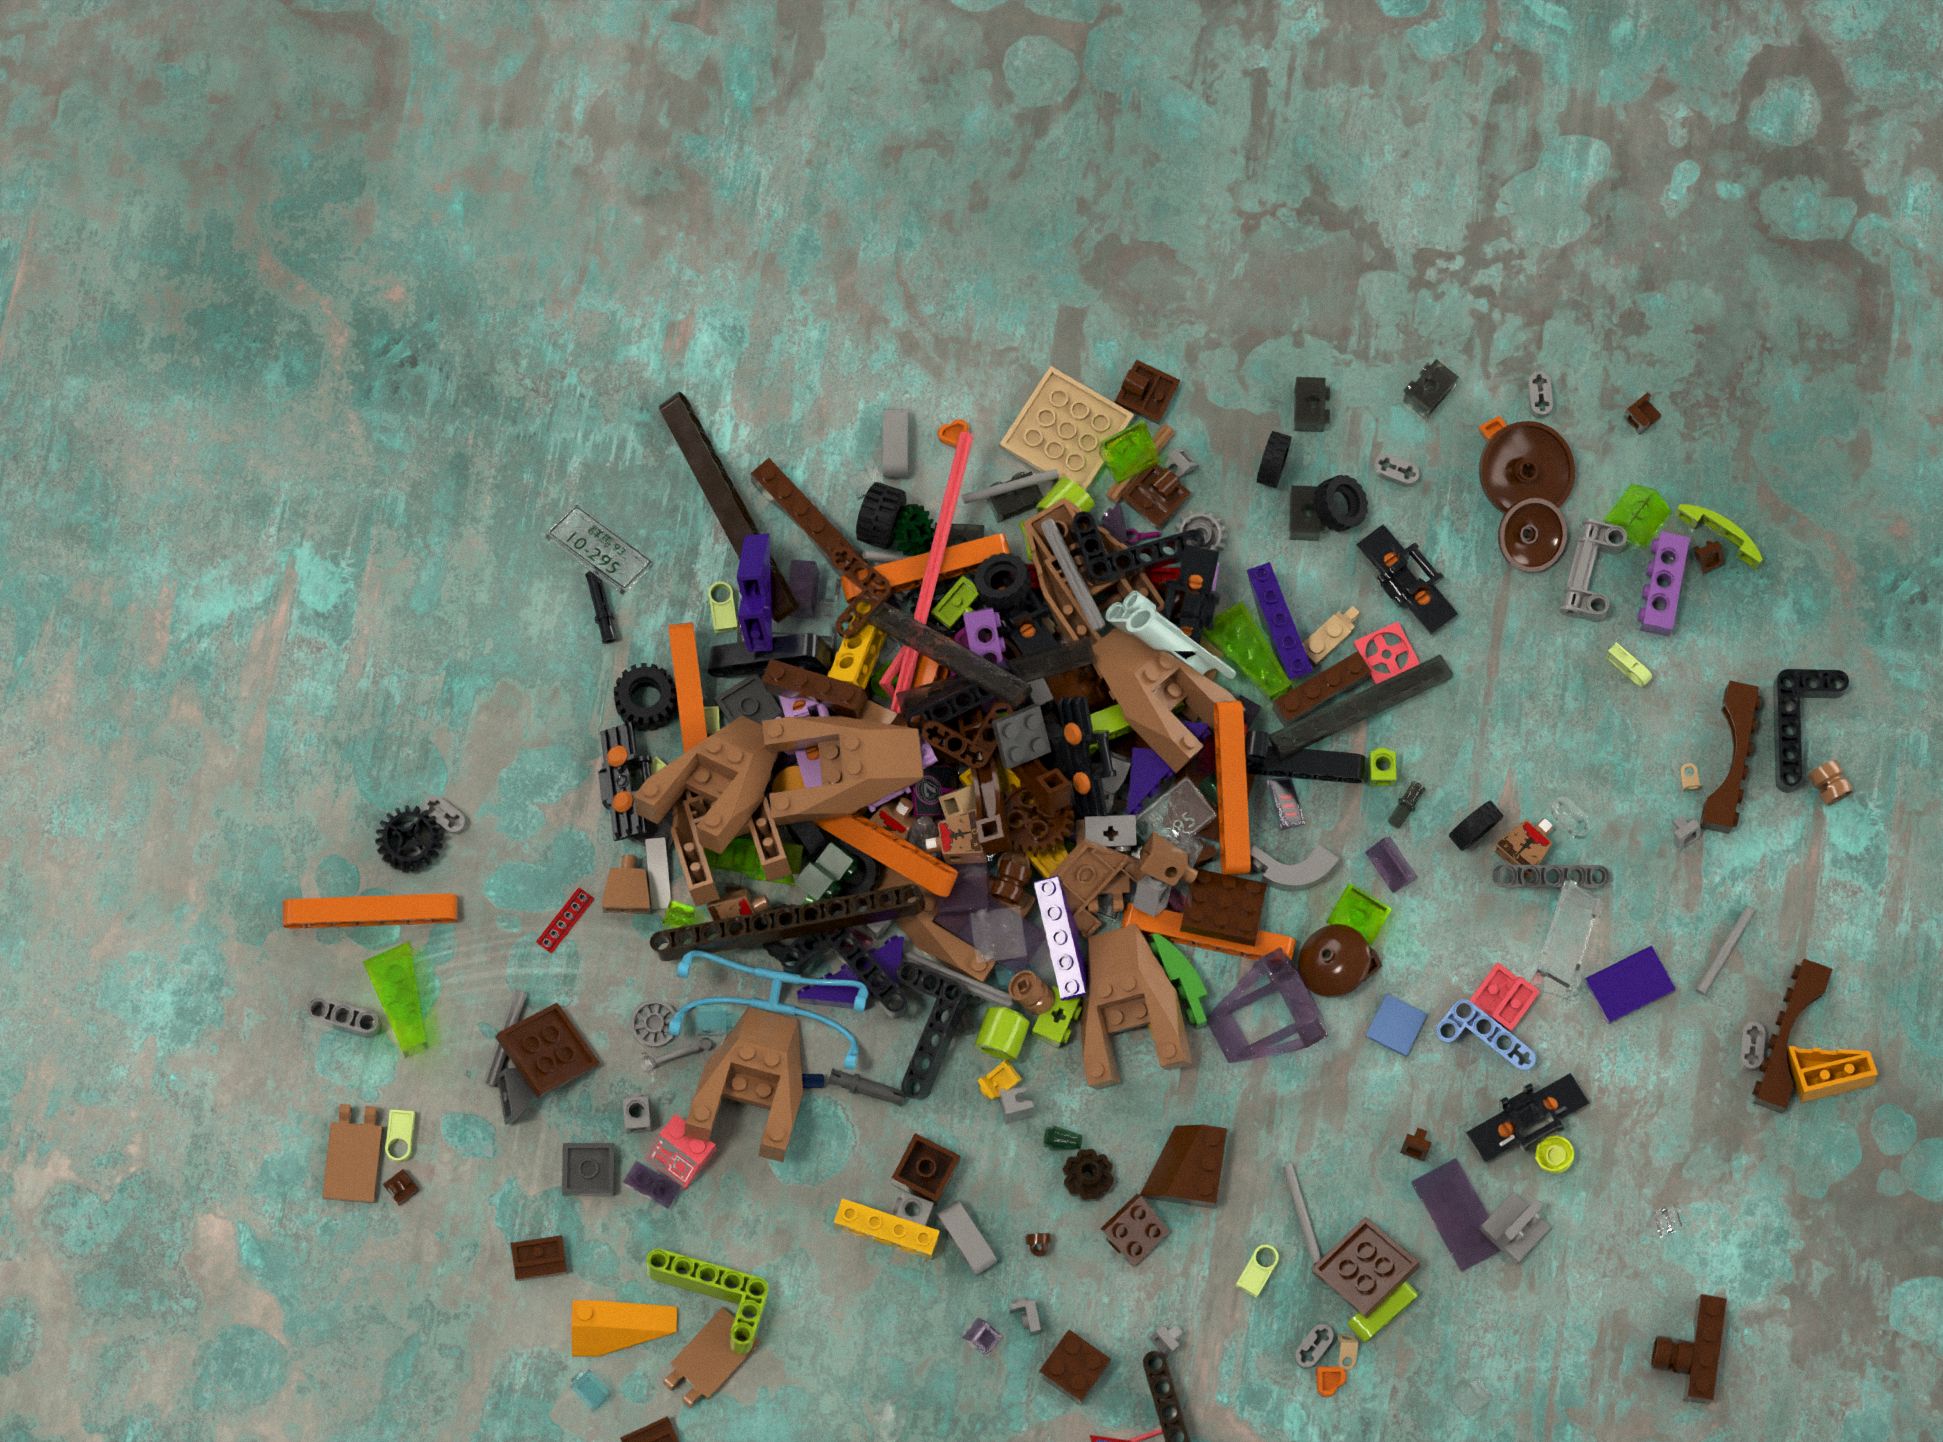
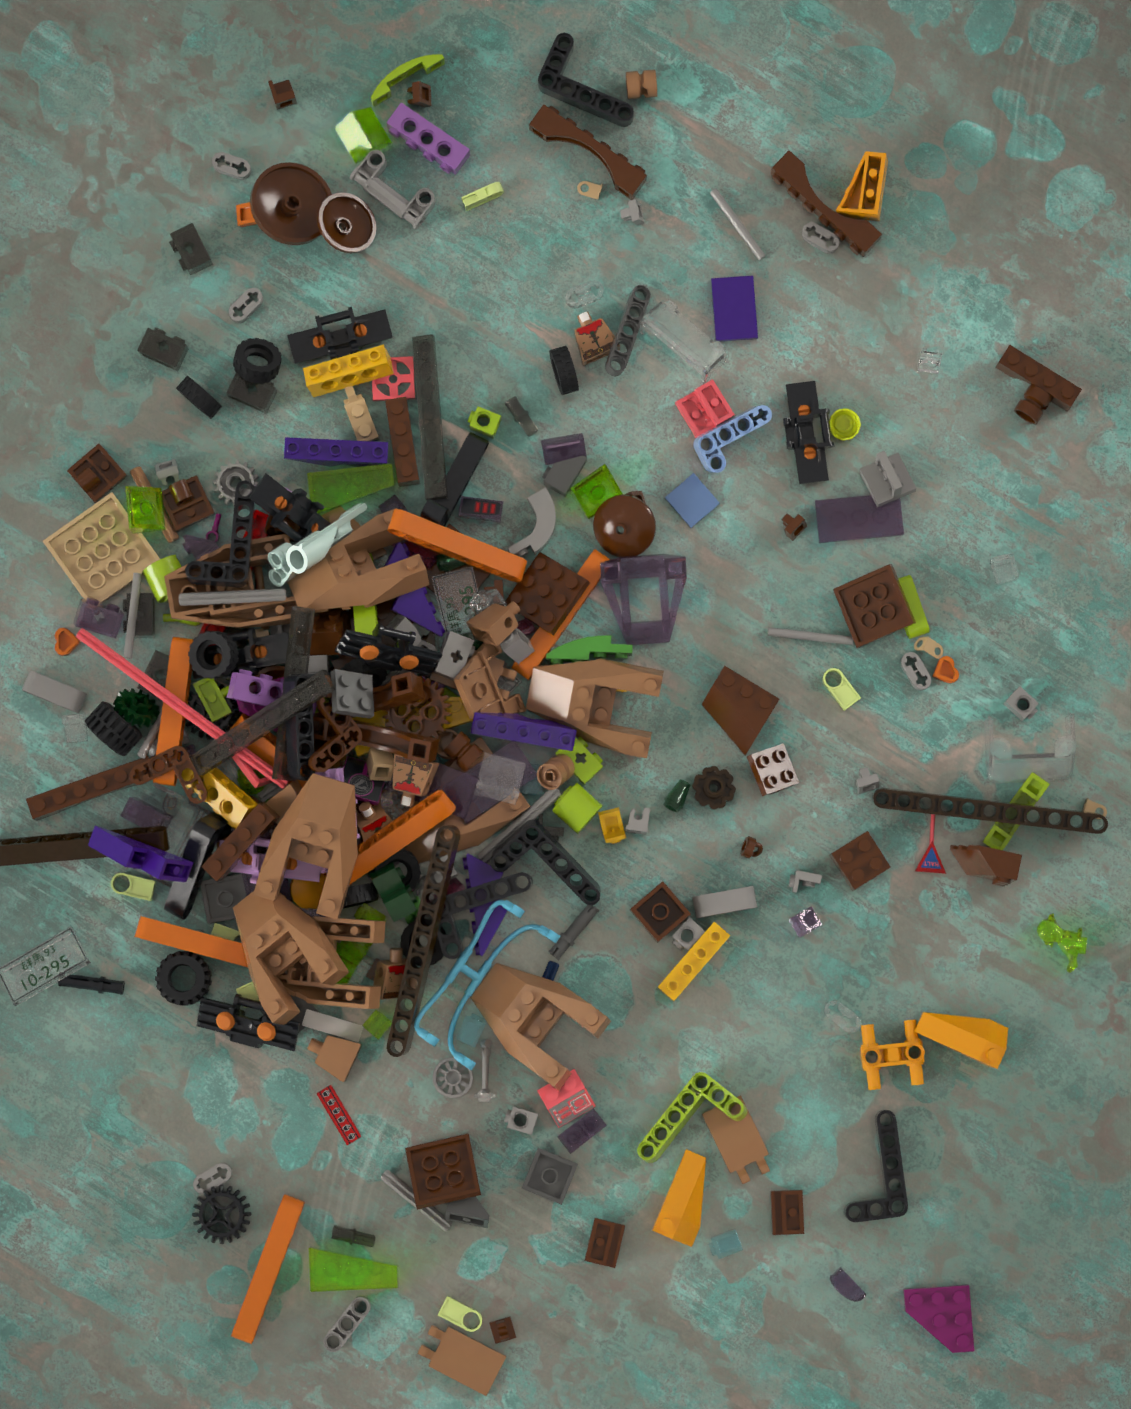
camera: 65 degrees left, 10 degrees up
(439, 986) = (353, 1236): none -> clear smoke axle
(985, 442) = (106, 626): none -> clear purple brick
(1363, 874) = (564, 474): none -> dark grey slope
(1372, 601) = (348, 371): none -> yellow brick

